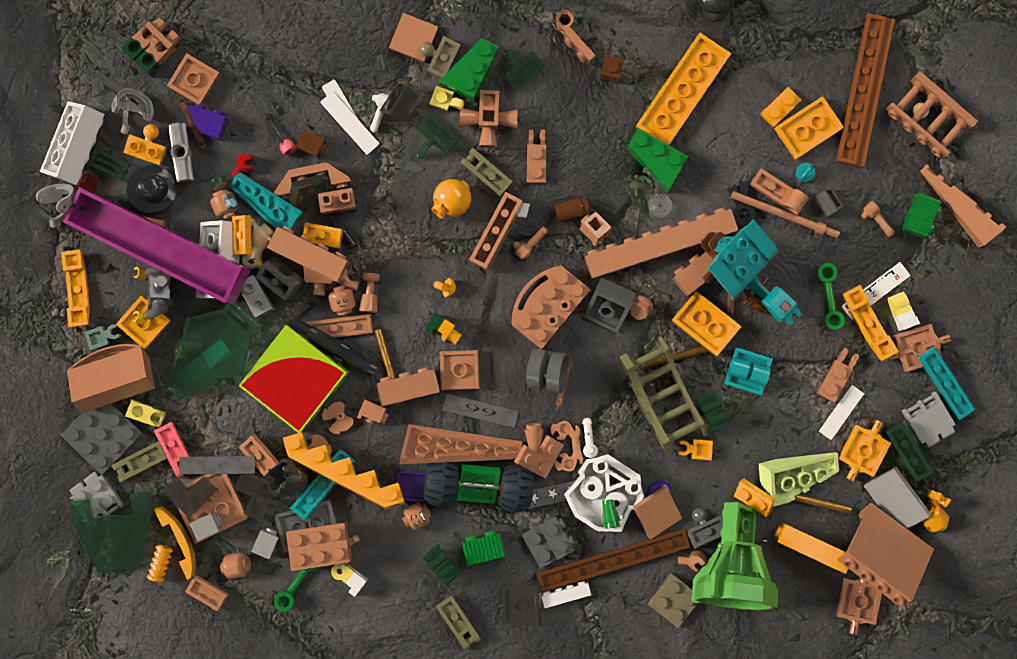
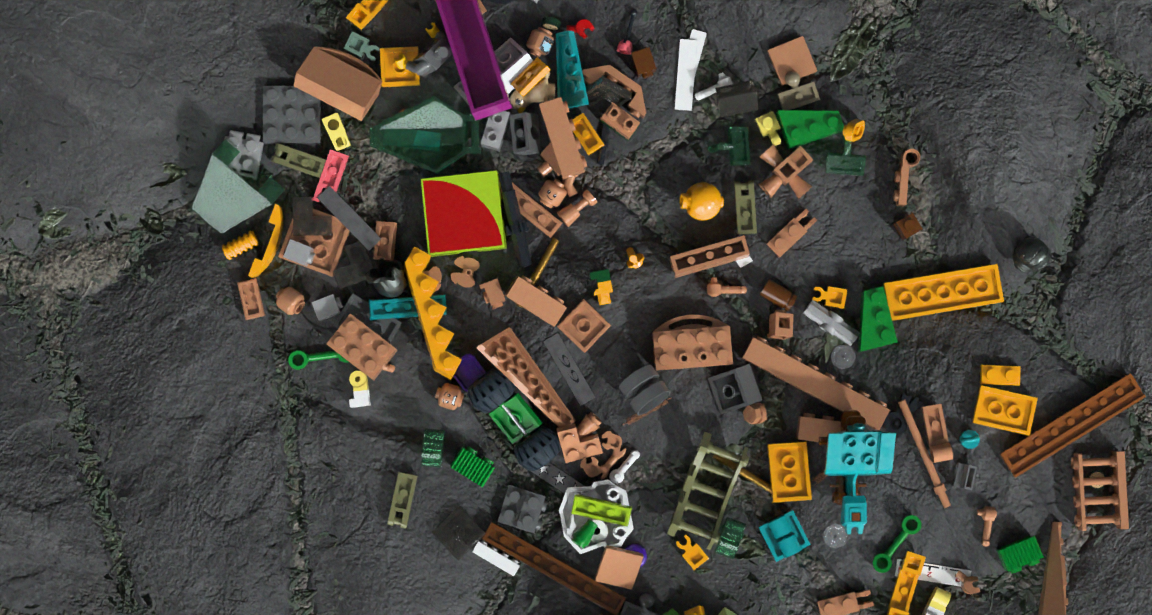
camera: 45 degrees right, 0 degrees up
(506, 41) = (854, 130): none -> light orange plate
(604, 485) = (601, 510): none -> lime tile
(610, 171) = (833, 297): none -> light orange plate
(628, 190) = (831, 323): none -> light grey piece
(789, 337) = (841, 537): none -> clear plate
(906, 272) = (967, 582): none -> nougat piece

